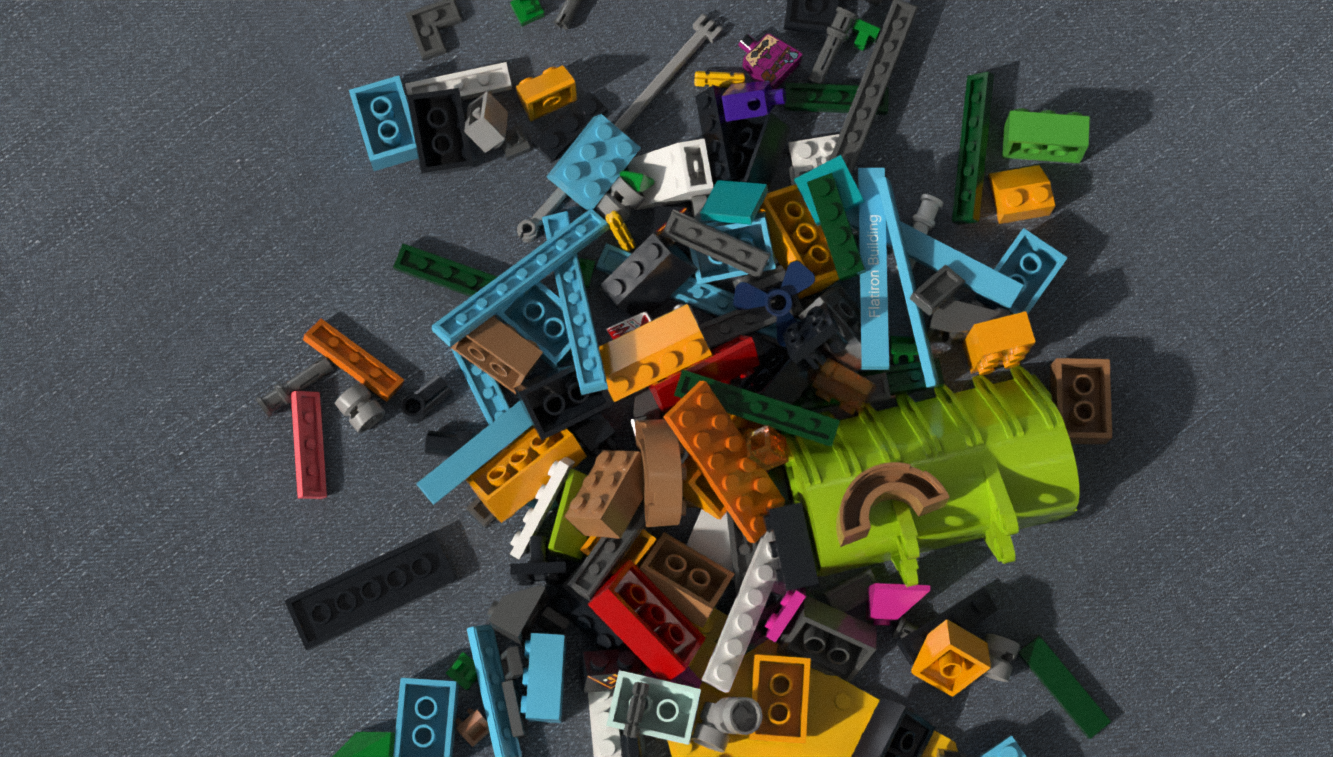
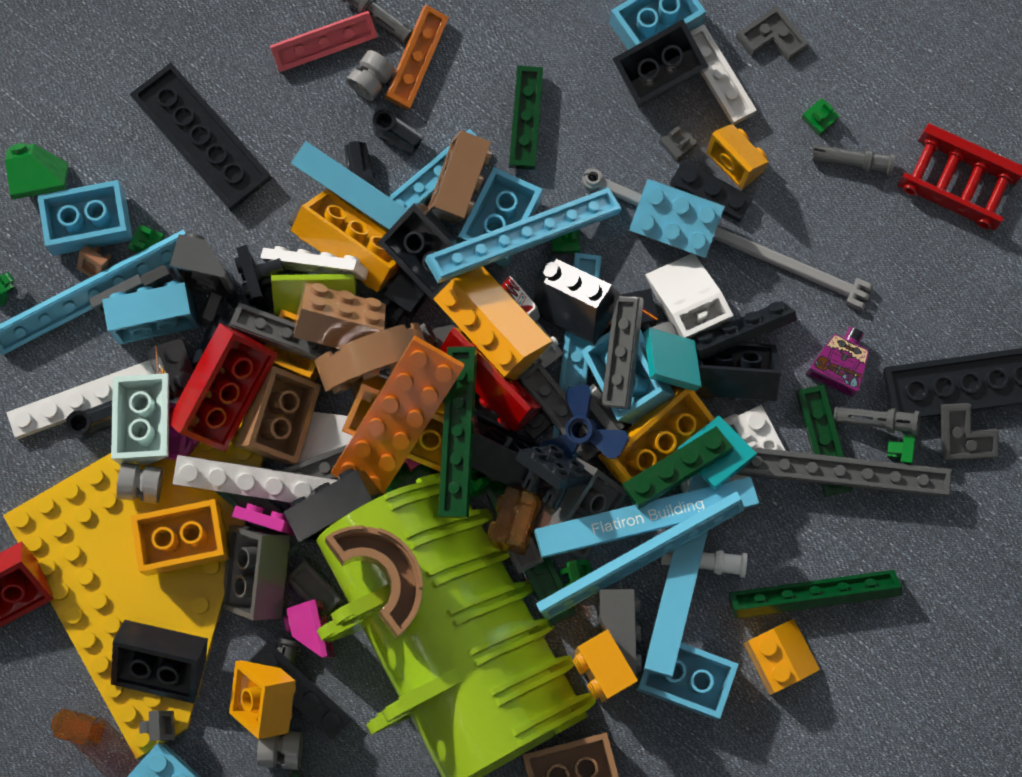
camera: 75 degrees right, 0 degrees up
(486, 122) = (685, 106): light grey brick -> none
(520, 277) = (533, 176): medium azure tile -> none
(612, 201) = (645, 255): light grey wheel -> none
(620, 231) = (614, 262): yellow axle -> none
(636, 709) = (131, 398): dark grey axle -> none
(637, 181) = (669, 264): green slope -> none
(719, 79) = (807, 320): yellow axle -> none
(737, 715) = (146, 495): light grey wheel -> none
(751, 100) = (789, 349): dark purple torso -> none
(766, 448) = (421, 453): clear orange brick -> none
(937, 290) = (639, 586): dark grey tile -> none
(1045, 136) = (849, 664): bright green brick -> none

